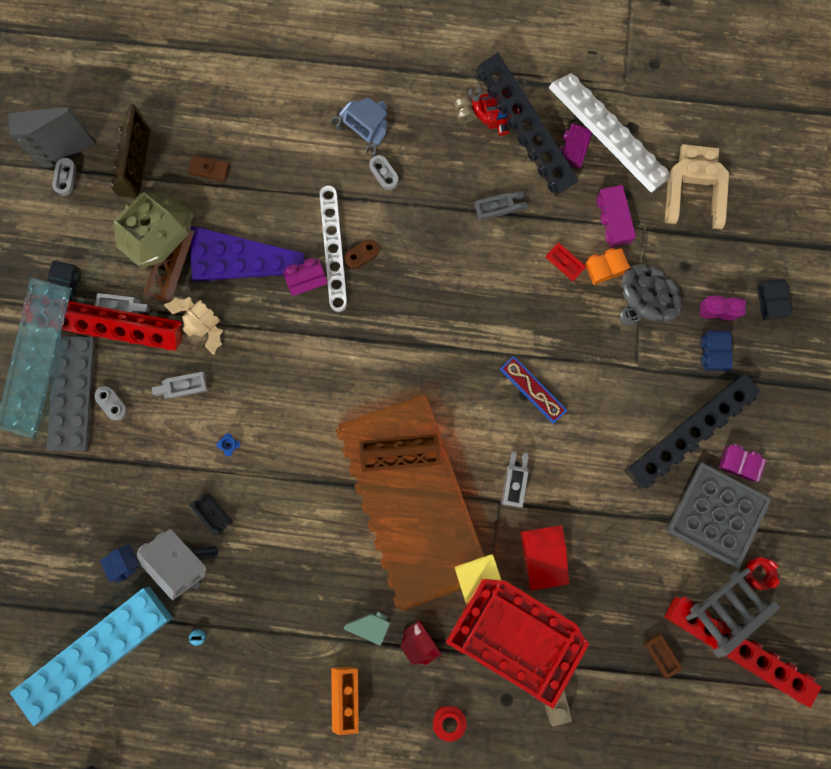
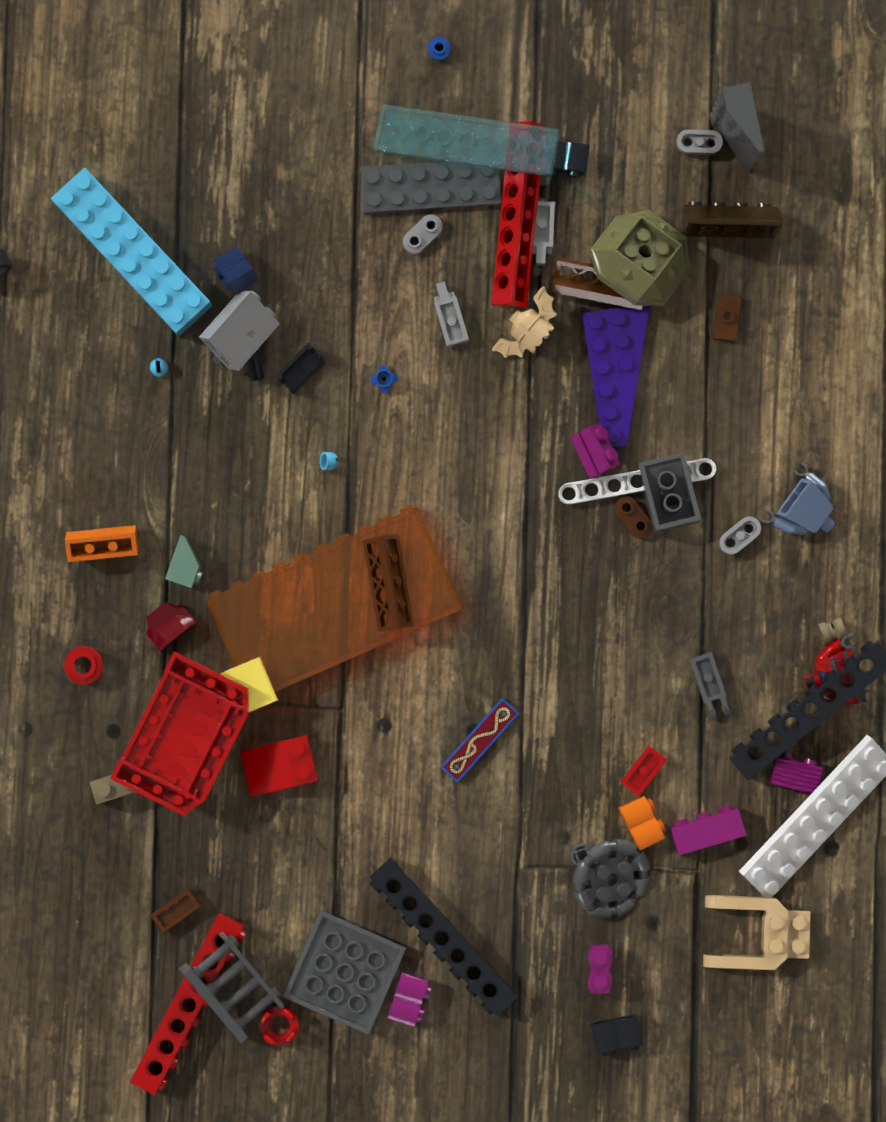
camera: 90 degrees right, 5 degrees up
(292, 496) = (328, 461): none -> medium azure hinge
(345, 221) = (669, 493): none -> dark grey slope
(515, 482) = (364, 723): light grey hinge -> none
(716, 350) = (546, 963): dark blue brick -> none

